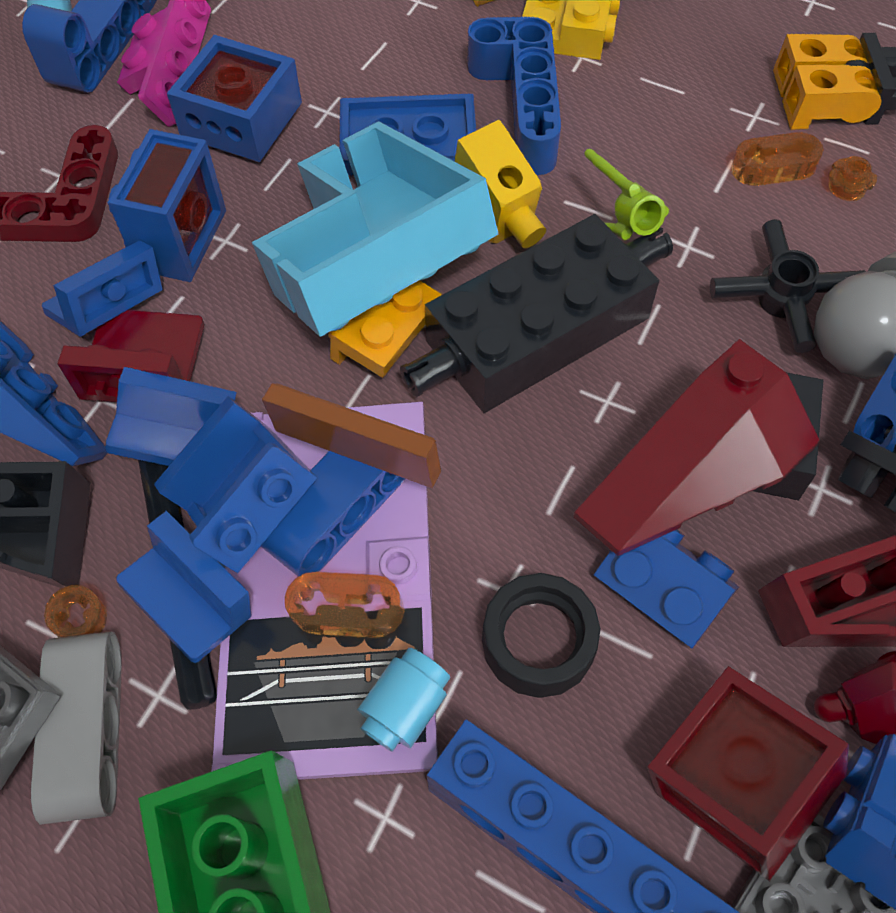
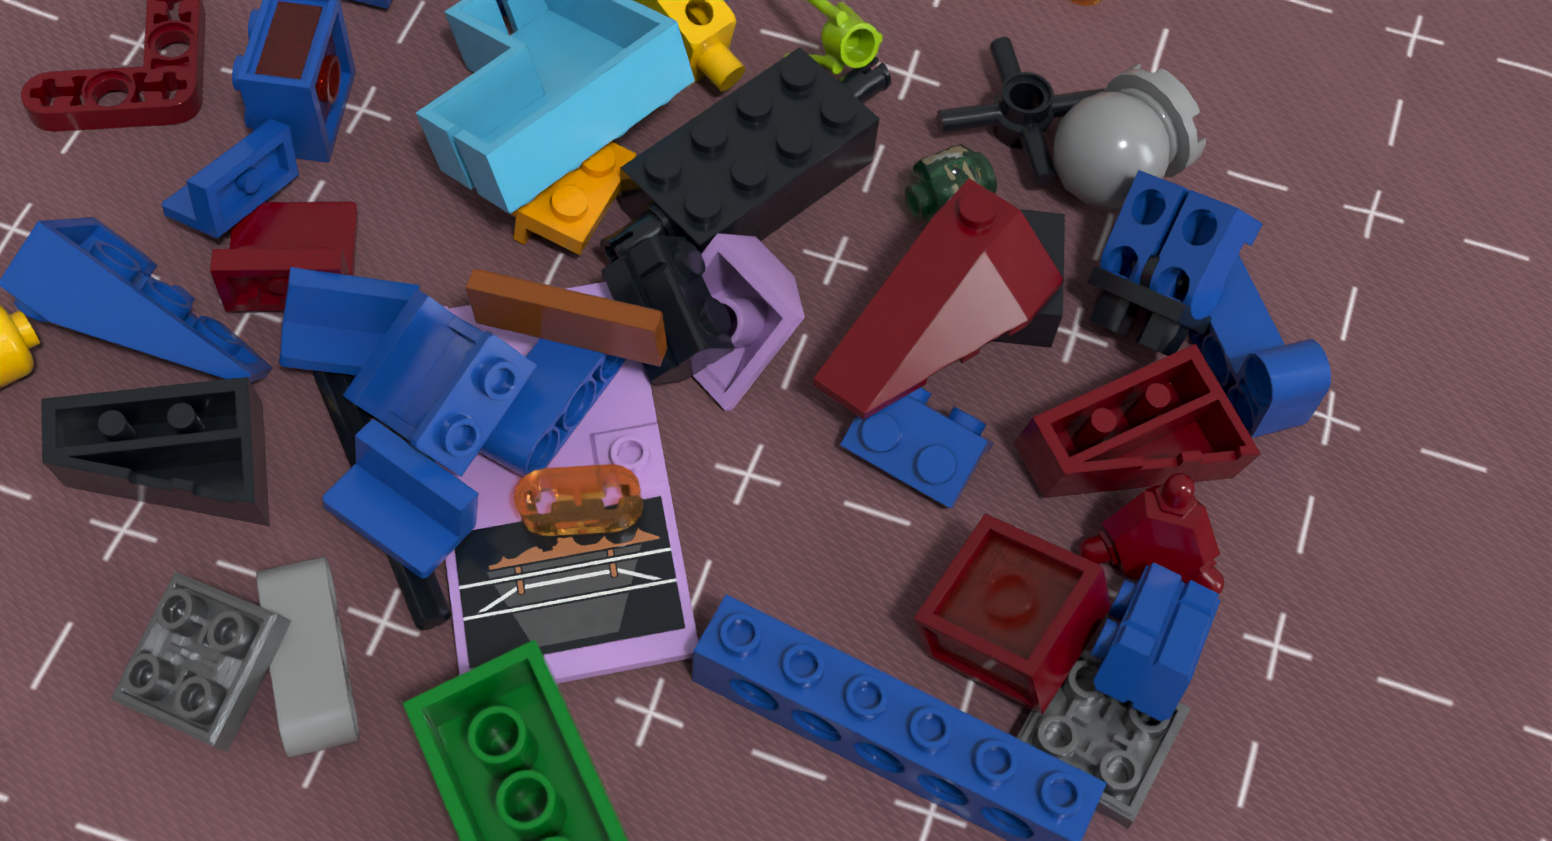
camera: 15 degrees left, 0 degrees up
(57, 611) = (271, 525): clear orange bush -> none
(403, 700) = (658, 584): medium azure brick -> none
(452, 411) = (668, 277): none -> black brick
(507, 444) = (761, 308): none -> lavender slope
(550, 591) = (797, 467): black tyre -> none
(710, 336) = (941, 174): none -> clear green head

